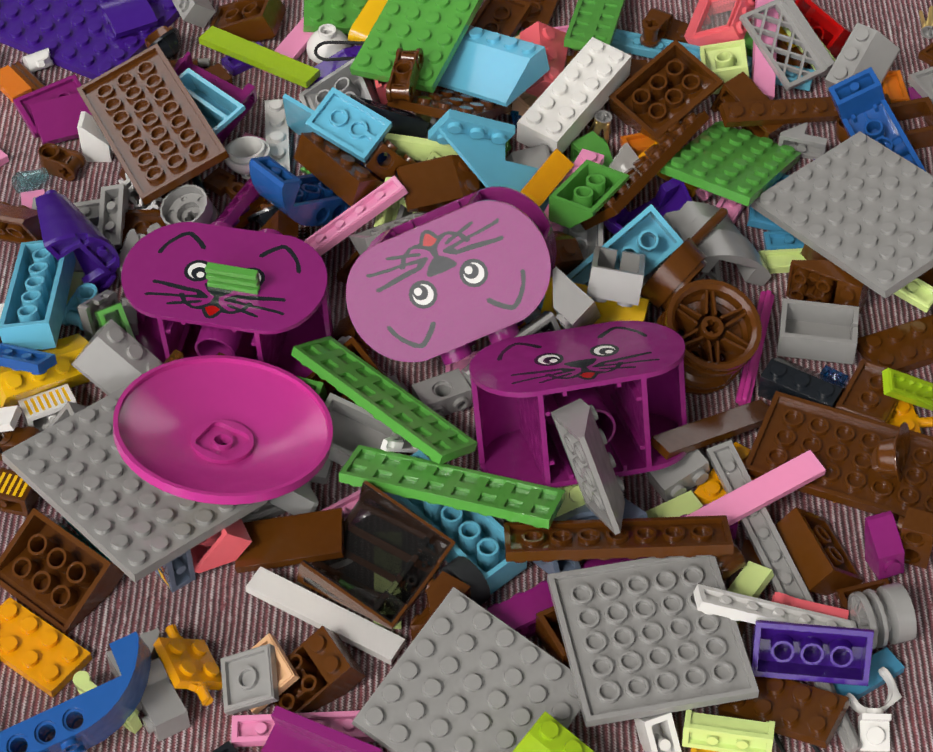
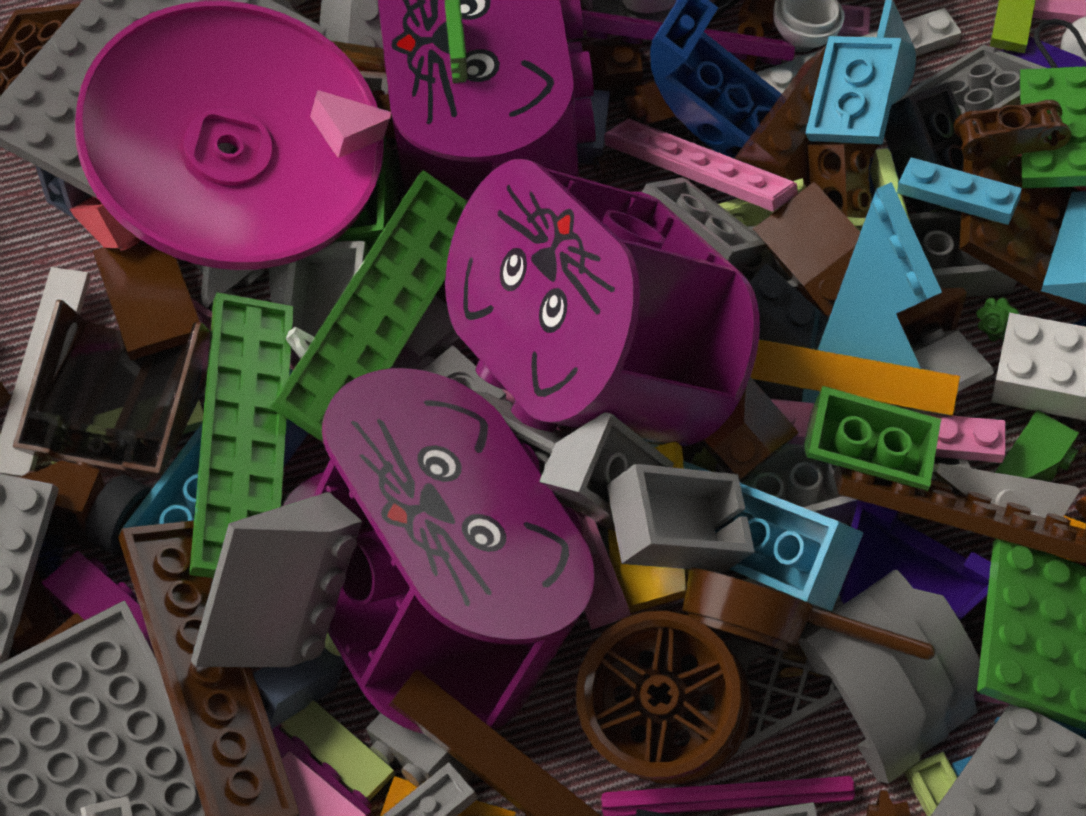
camera: 70 degrees right, 10 degrees up
(247, 366) = (348, 123): none -> bright pink slope
(433, 109) = (959, 190): none -> medium azure plate

